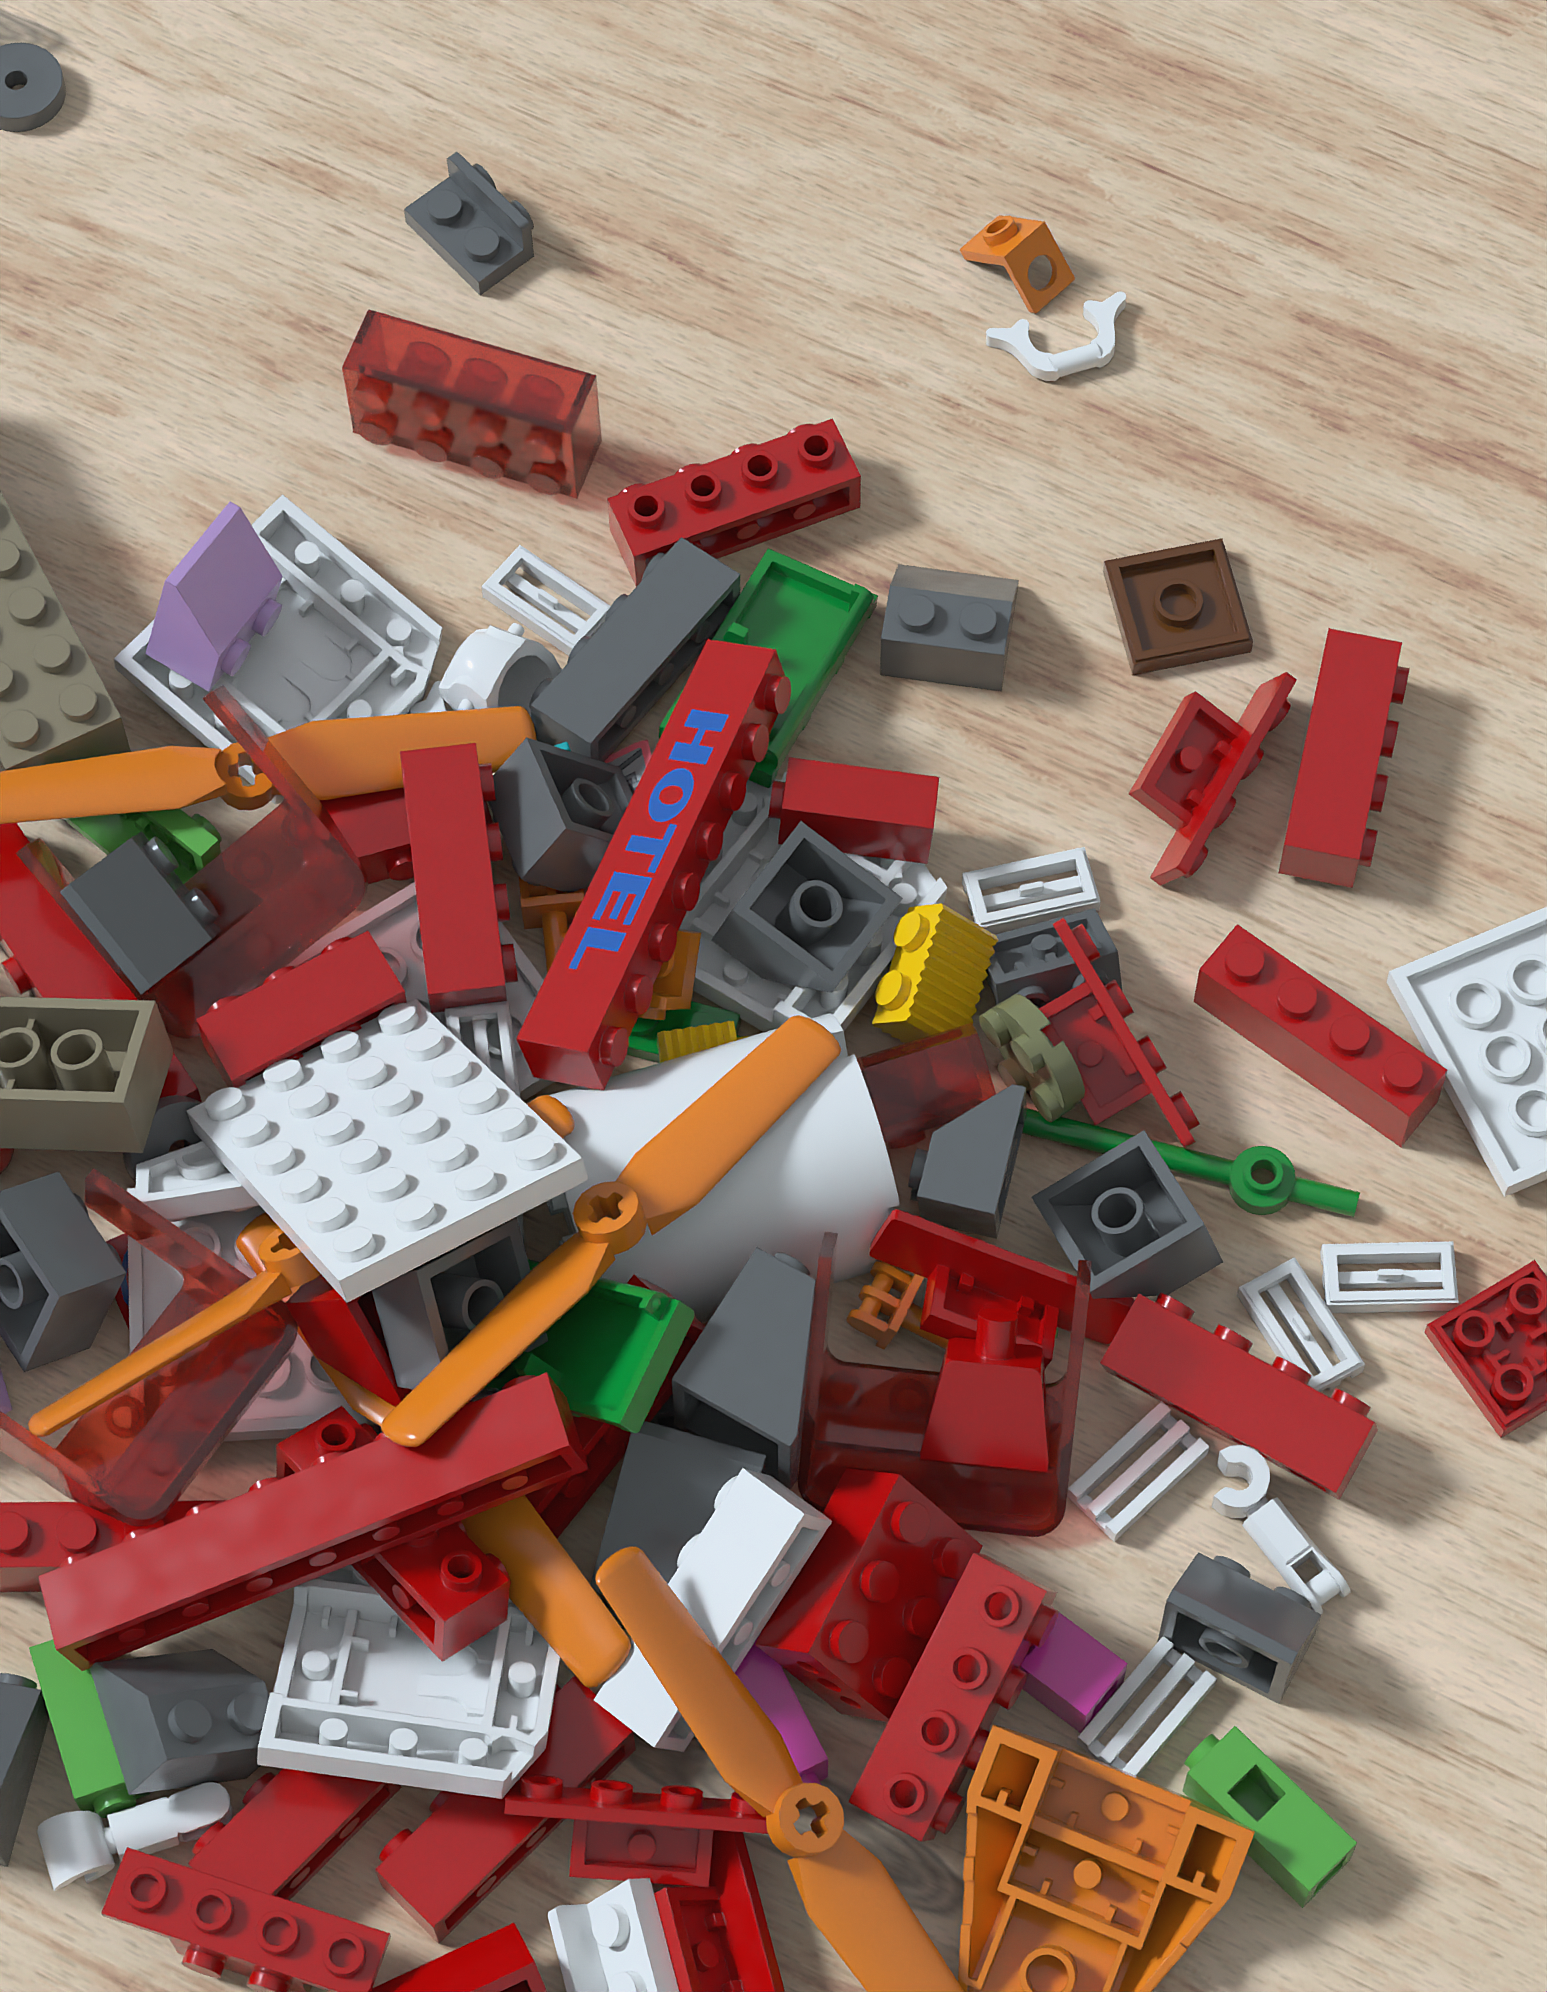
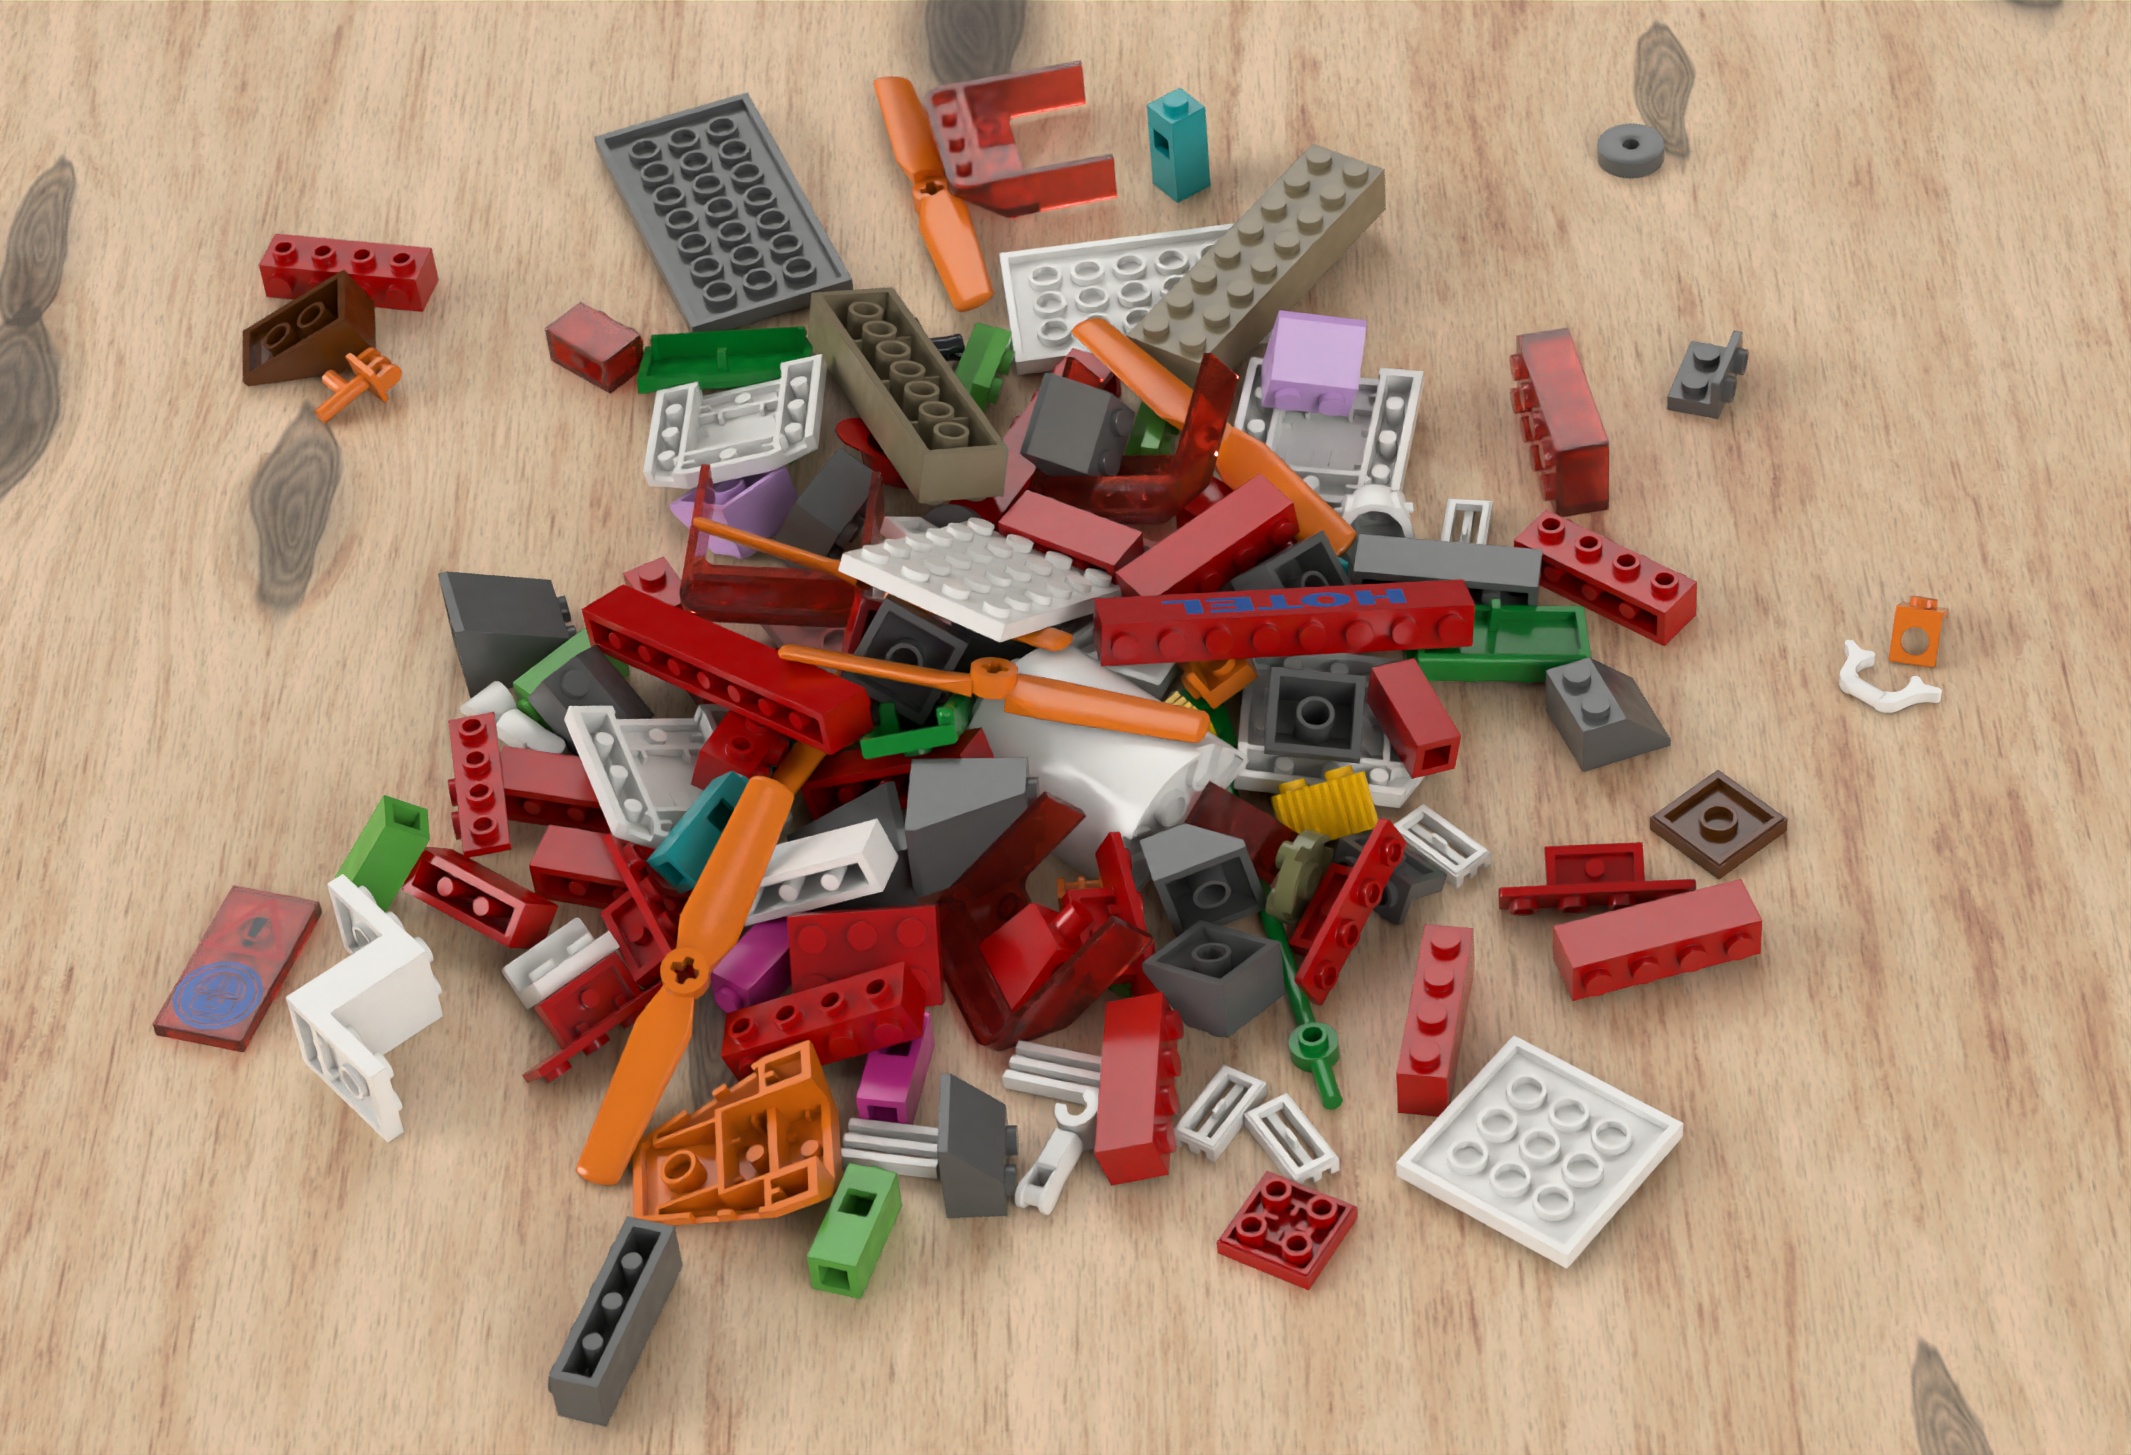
camera: 65 degrees right, 20 degrees down
(572, 1679) = (692, 840): none -> teal brick

